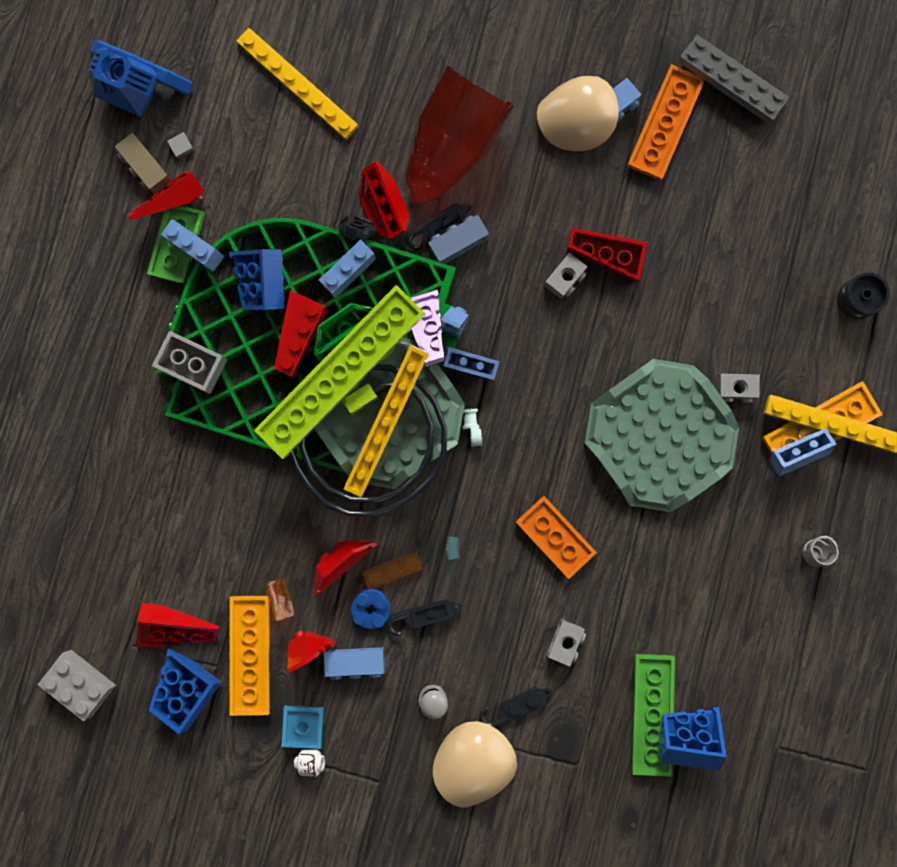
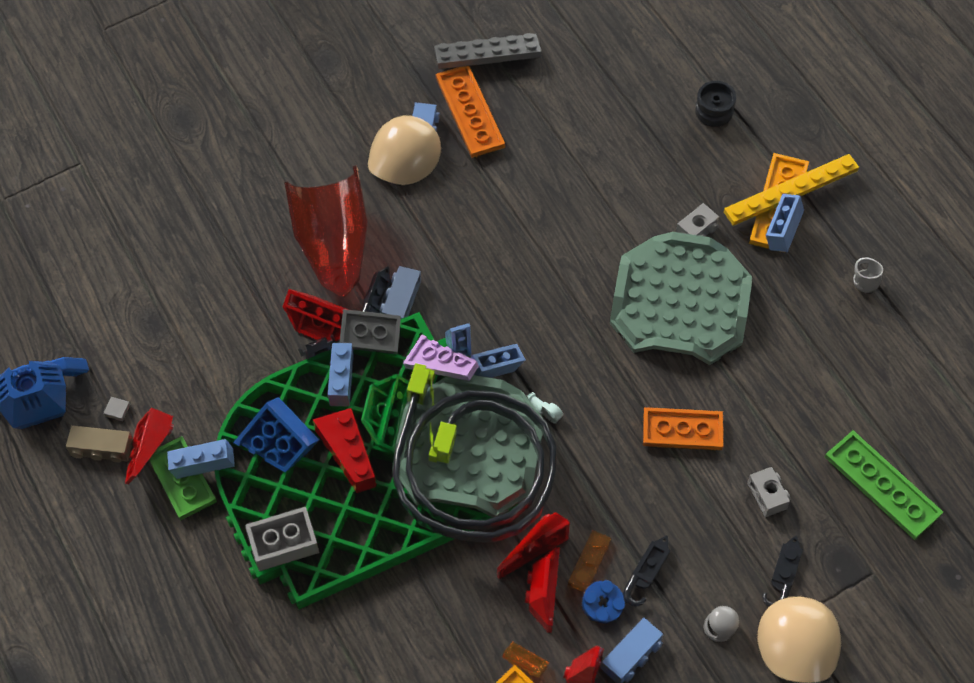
camera: 45 degrees left, 25 degrees down
(297, 84) = (170, 295): yellow plate -> none
(339, 372) = (412, 432): lime plate -> none
(382, 526) = (545, 535): none -> red wedge
(386, 420) = (479, 438): yellow plate -> none
(400, 253) = (370, 331): none -> dark grey plate
(452, 547) = (617, 503): clear light blue piece -> none
(570, 266) = (503, 265): light grey brick -> none
(611, 252) = (518, 214): red wedge -> none
(693, 739) = (928, 470): blue wedge -> none

